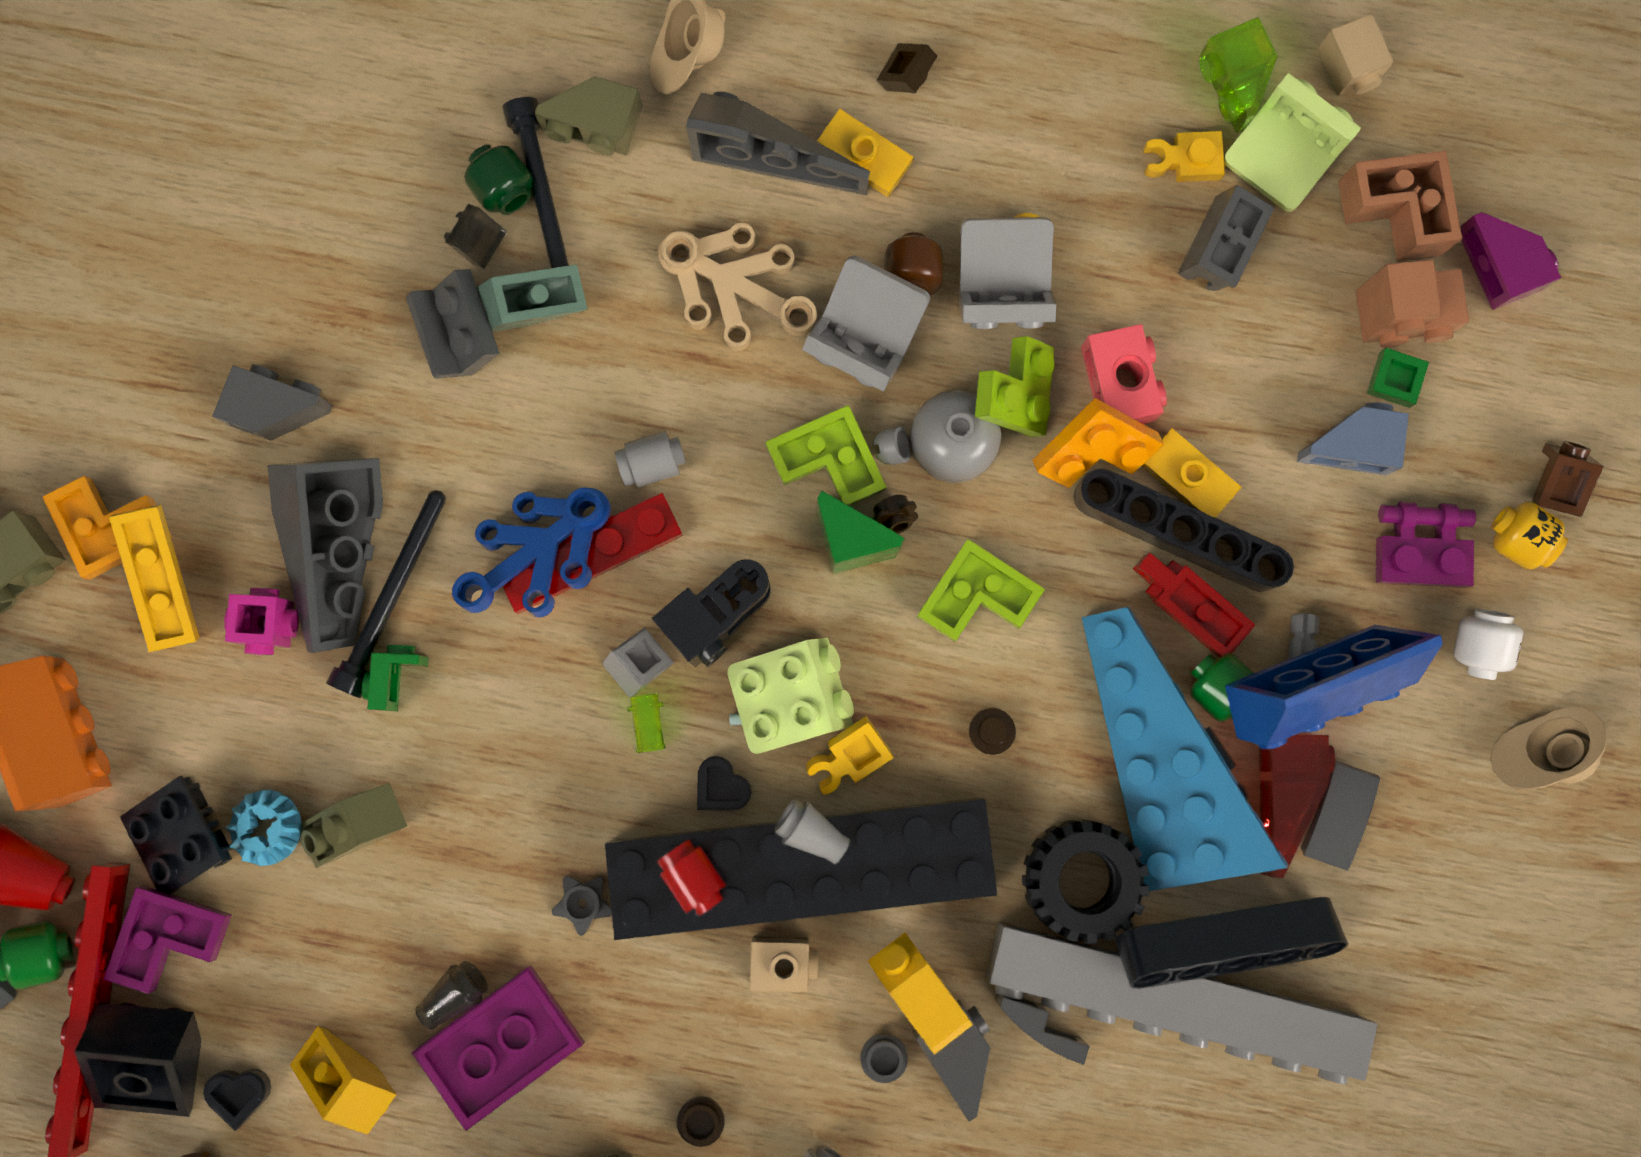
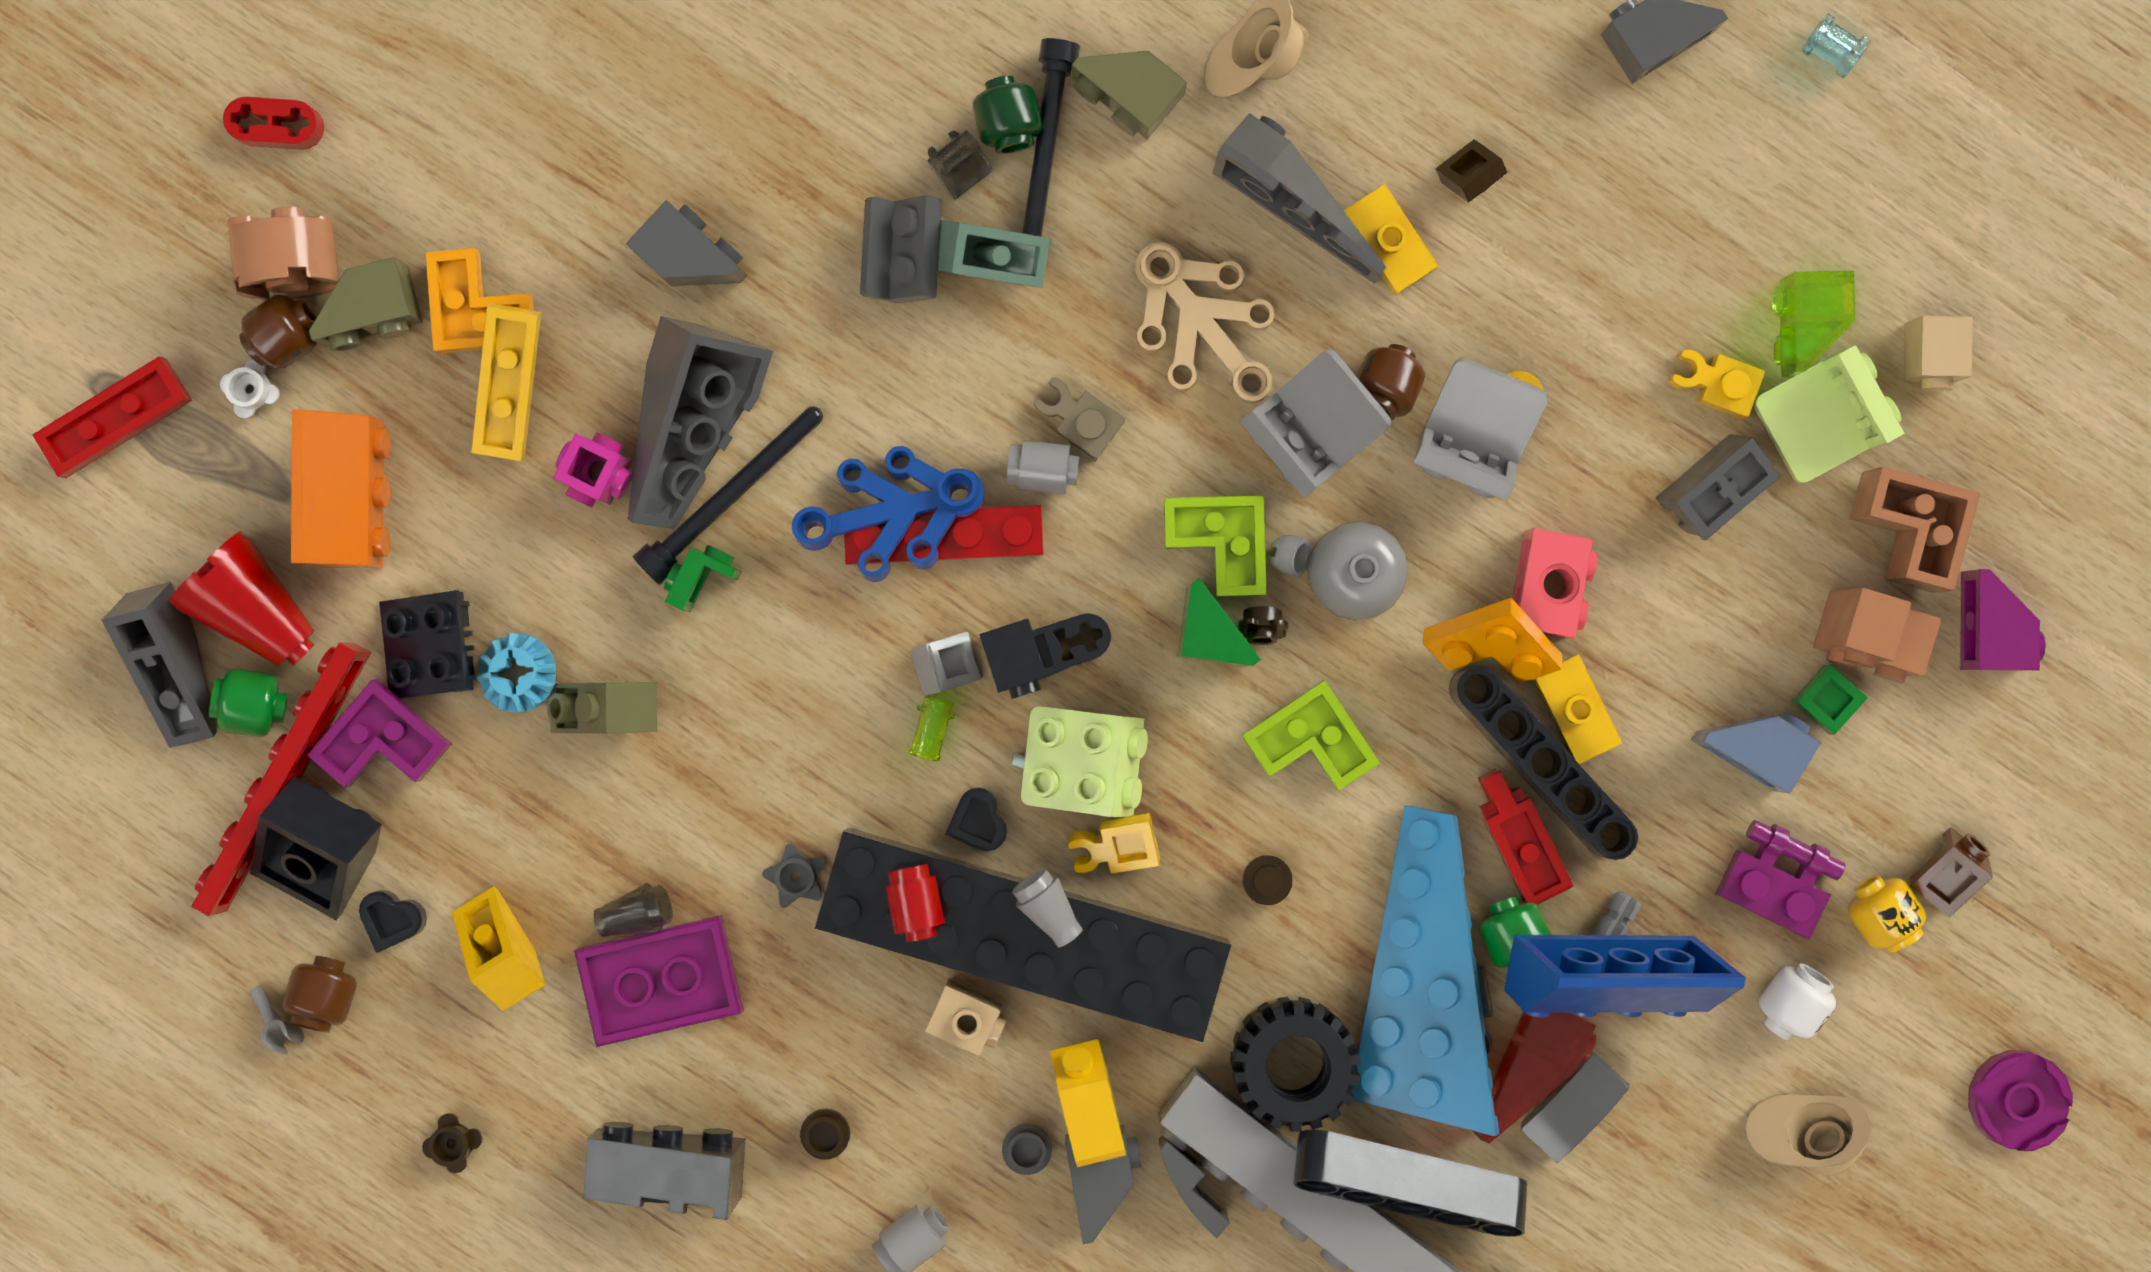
camera: 25 degrees right, 5 degrees up
(672, 408) = (1085, 423): none -> dark tan plate
(1023, 396) = (1442, 562): lime plate -> none

